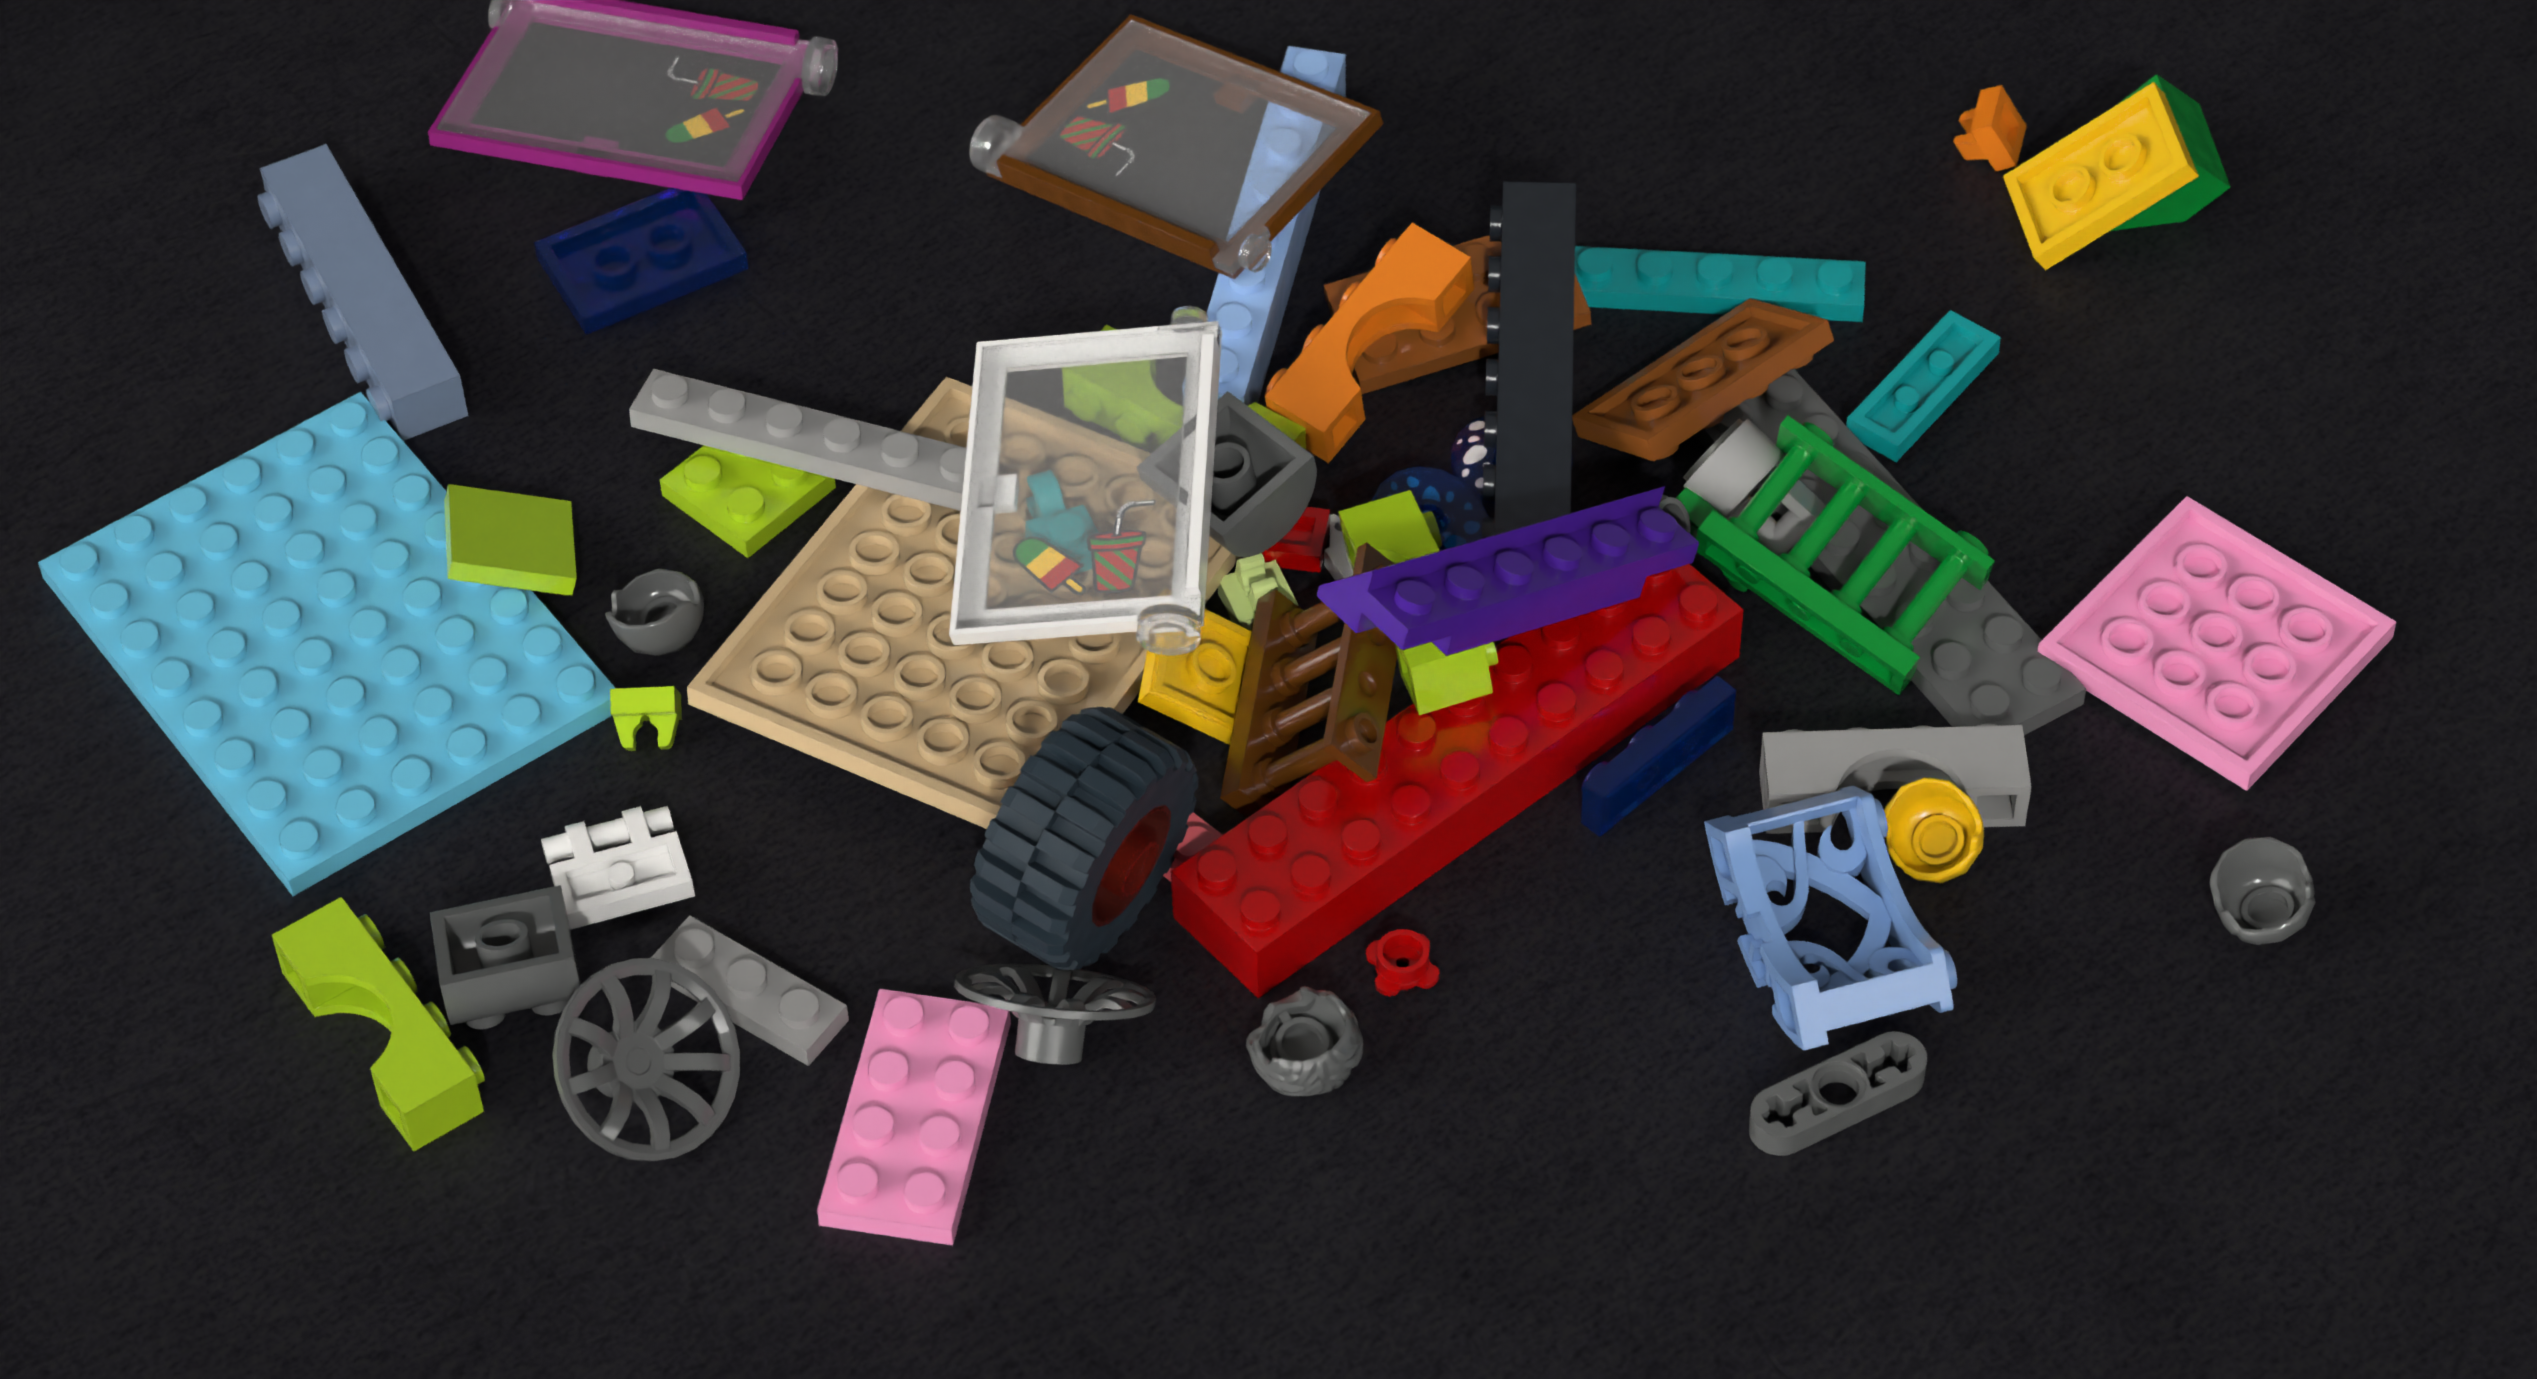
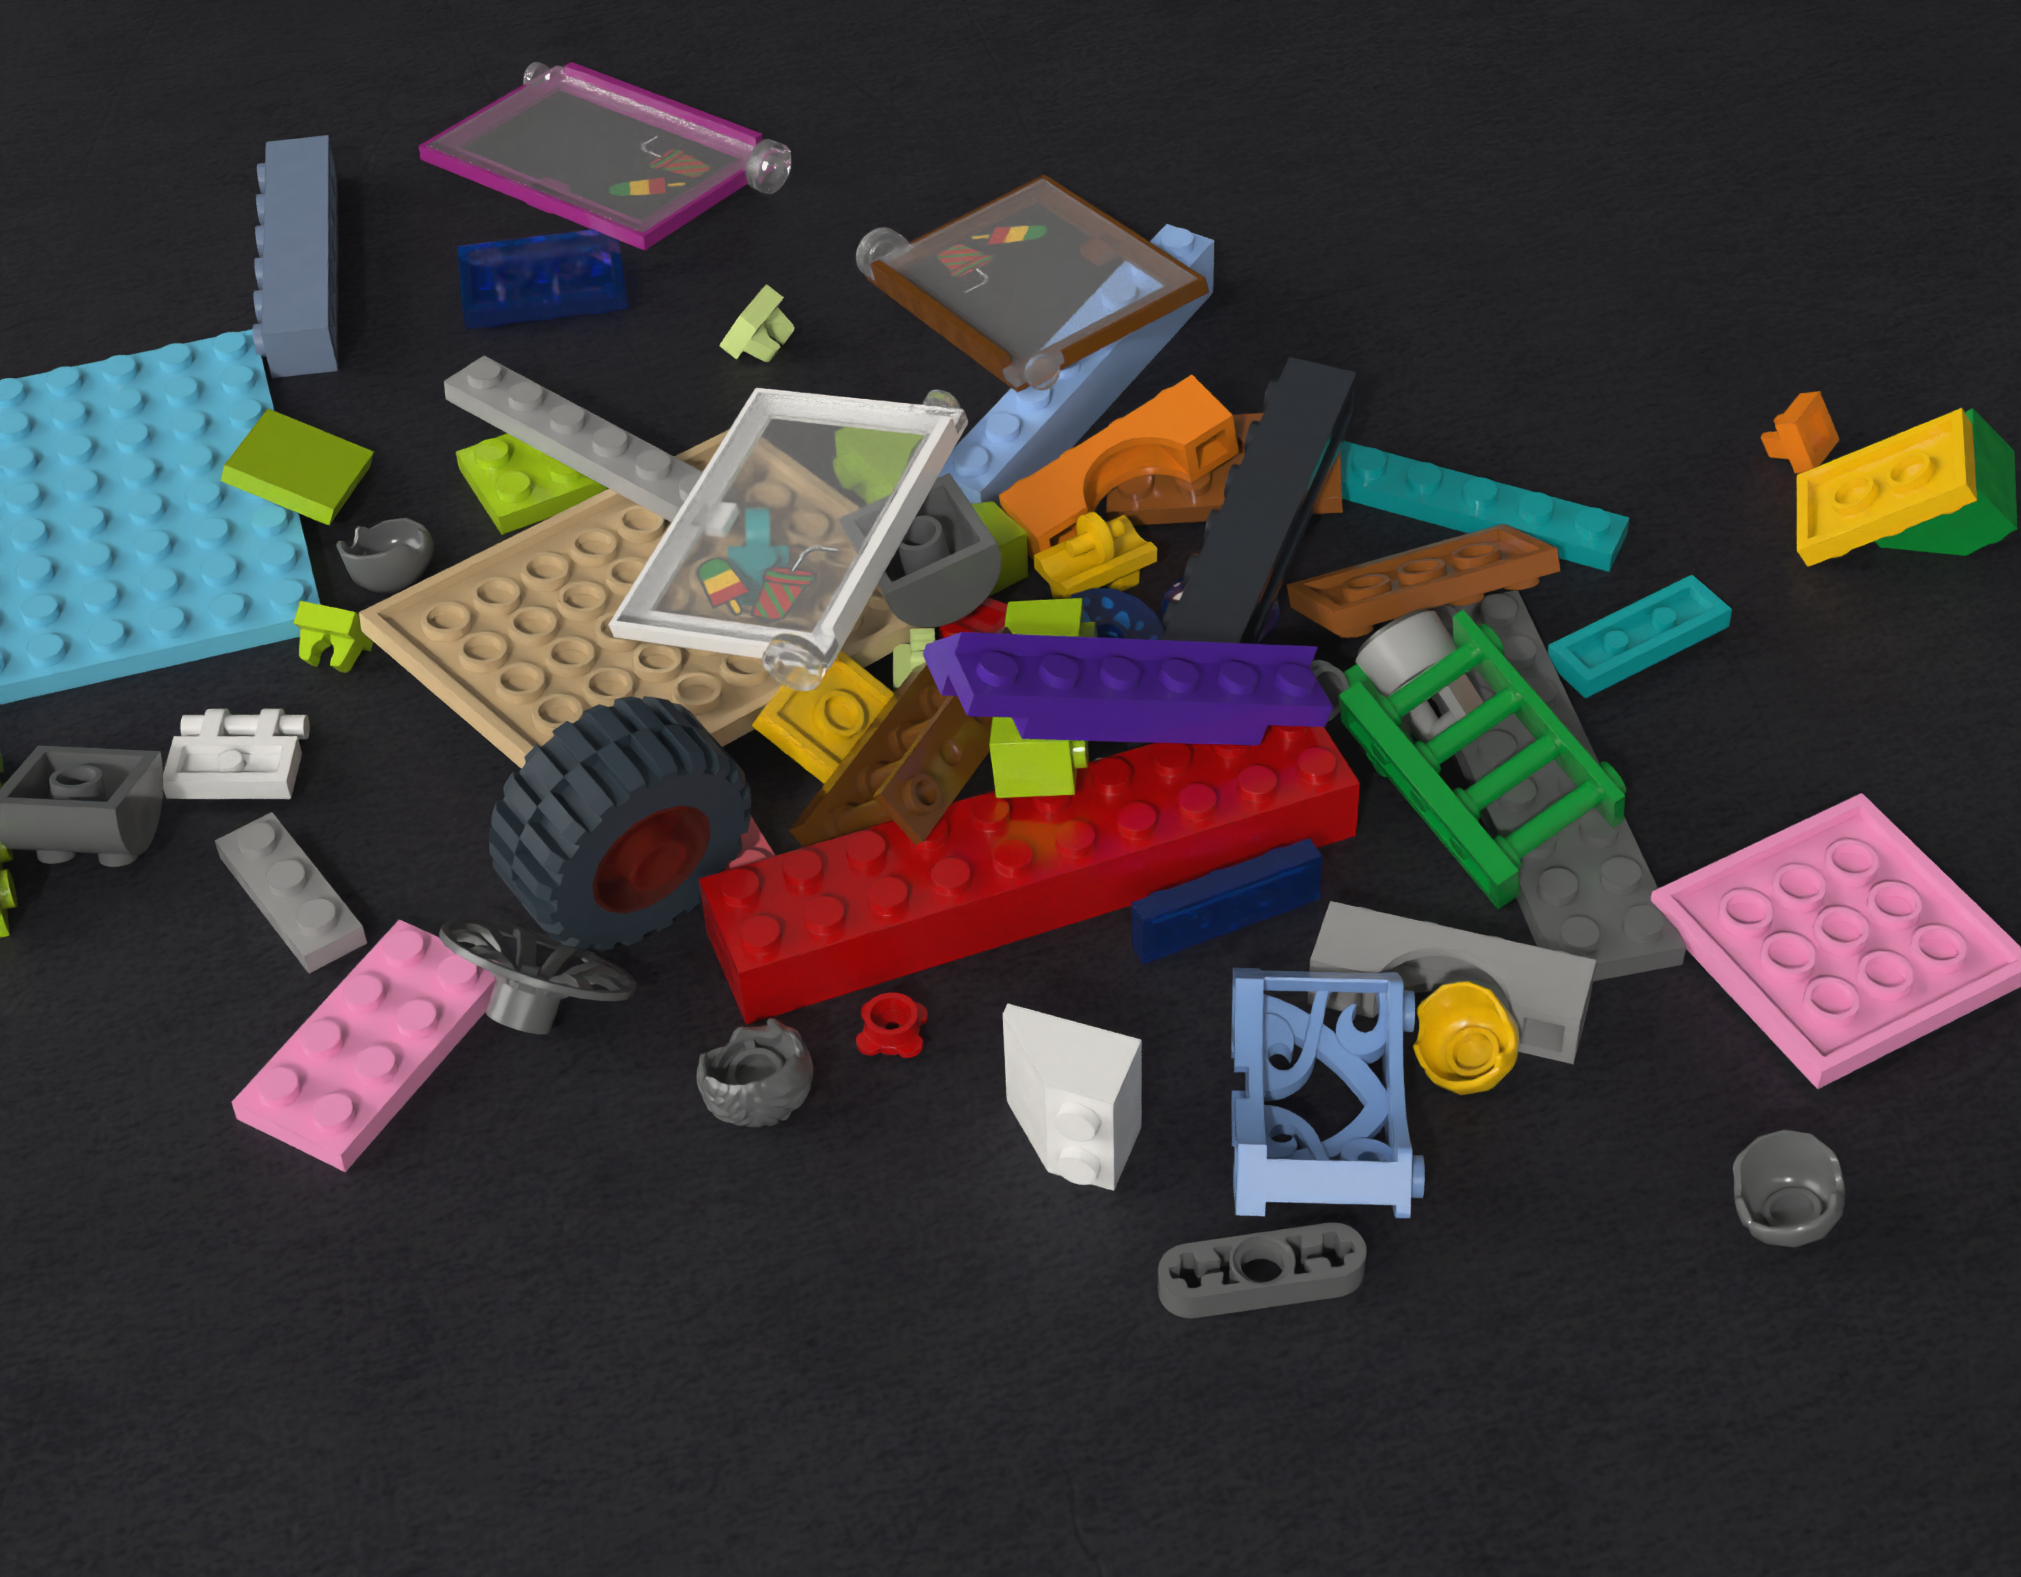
camera: 20 degrees right, 5 degrees down
(639, 1060) = (143, 920): dark grey wheel -> none
(903, 260) = (756, 324): none -> yellowish green tile
(1377, 438) = (1096, 557): none -> yellow hips
(1610, 981) = (1074, 1093): none -> white slope

